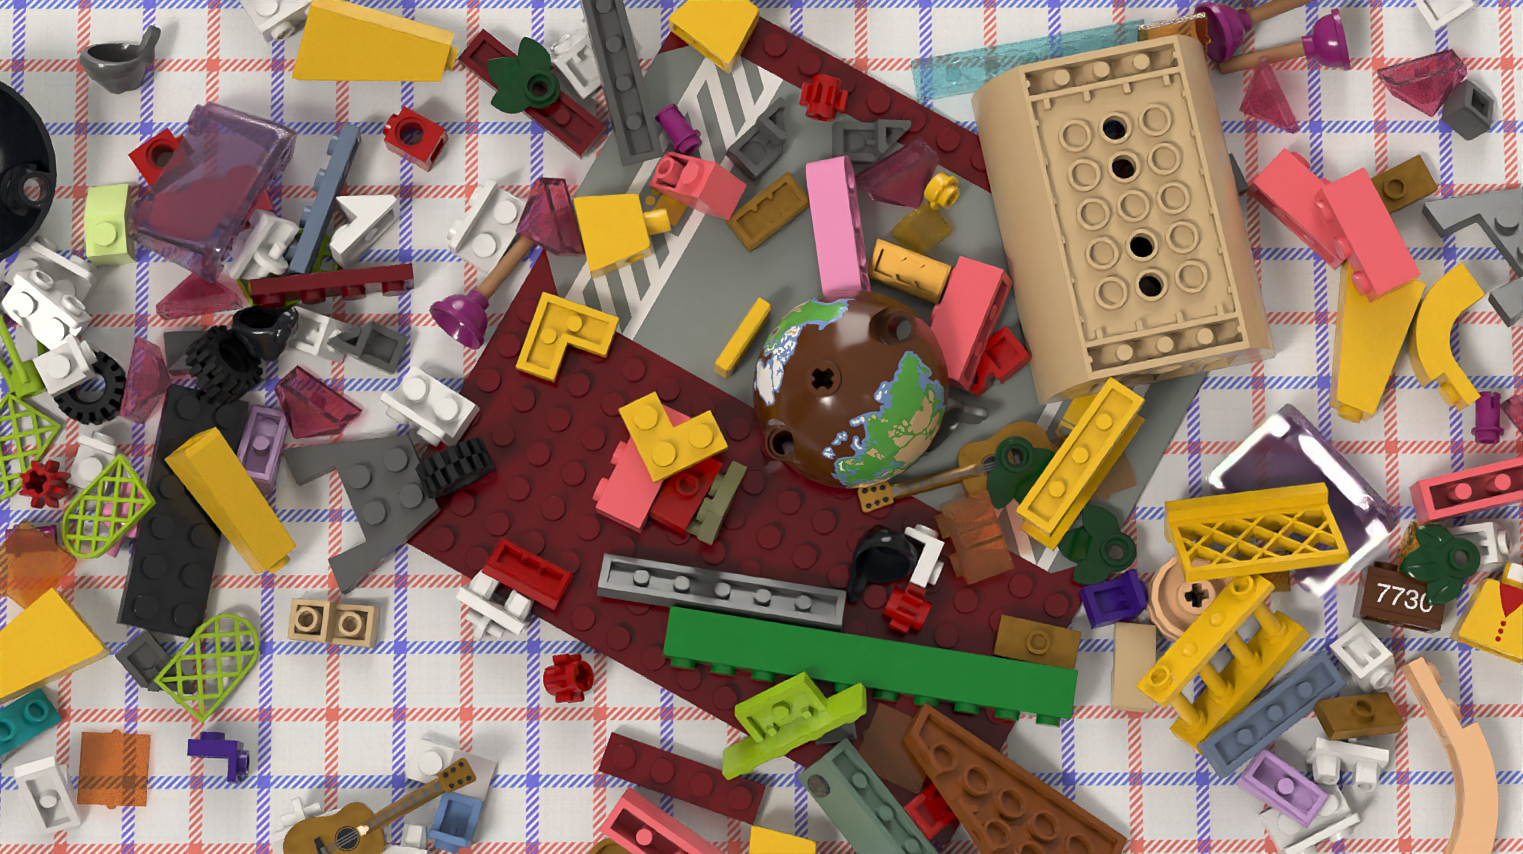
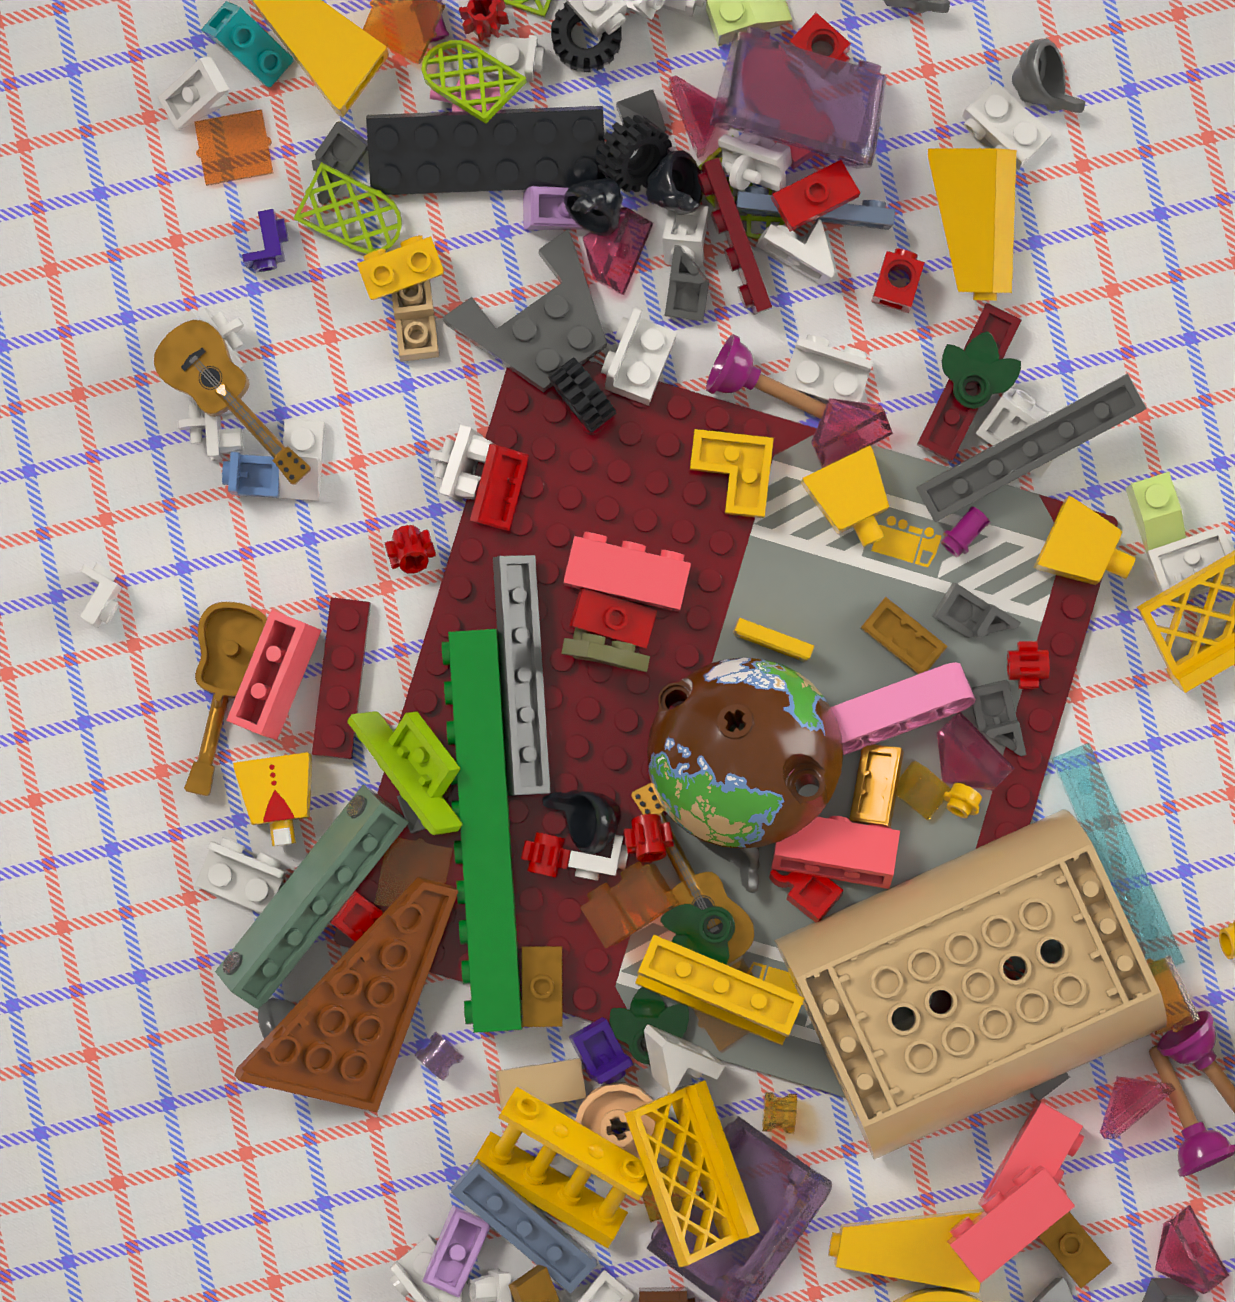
camera: 85 degrees right, 5 degrees up
(145, 381) = (602, 84): clear pink slope -> none
(232, 500) = (503, 193): yellow slope -> none
(267, 413) = (595, 205): none -> black hat
(282, 623) = (400, 268): none -> yellow bracket
(311, 194) = (815, 195): none -> red plate
(667, 448) = (645, 587): yellow plate -> none
(698, 184) = (914, 562): coral slope -> none
(914, 500) = (648, 838): none -> red gear
(1084, 762) = (439, 1056): none -> clear purple wheel
(1136, 525) = (674, 1056): none -> white slope
(1209, 438) = (779, 1112): none -> clear yellow wheel

